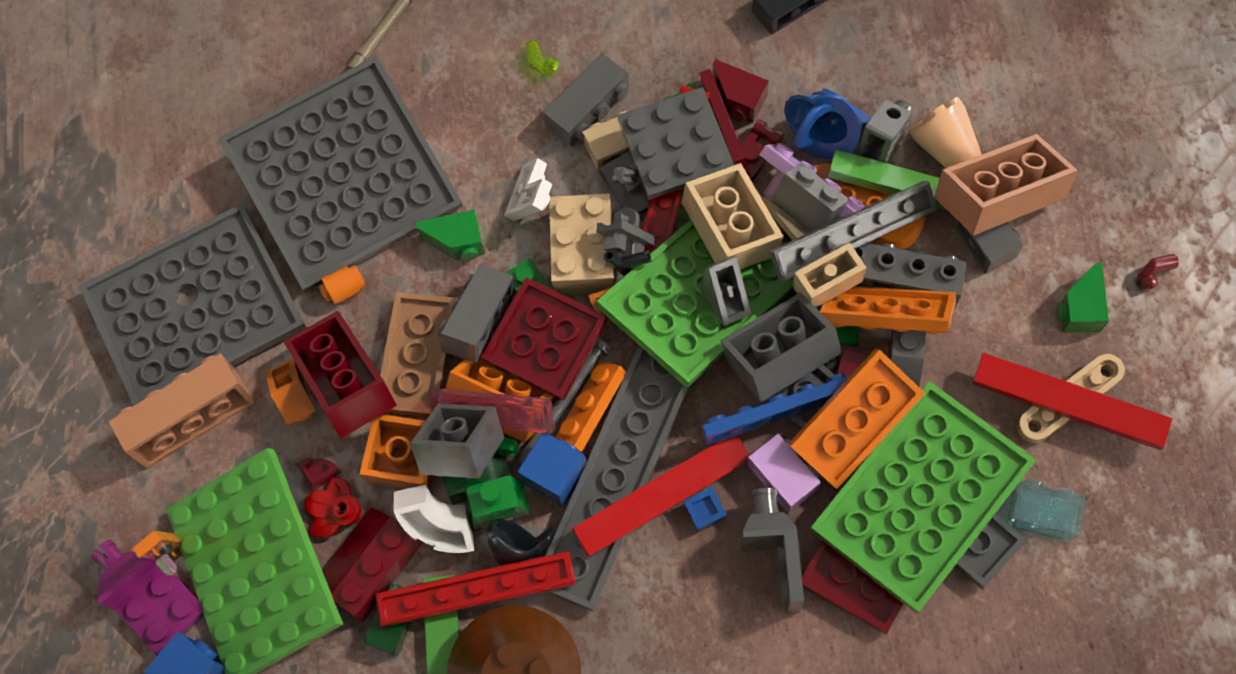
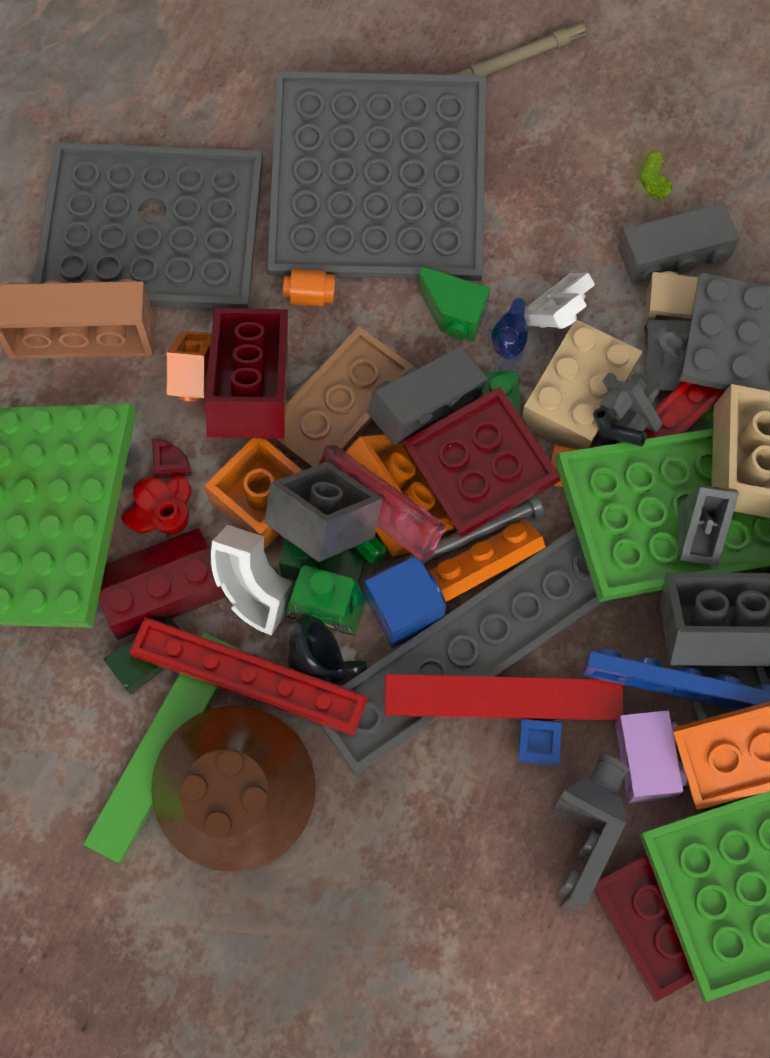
camera: 25 degrees right, 0 degrees up
(508, 231) = (511, 331): none -> clear blue animal

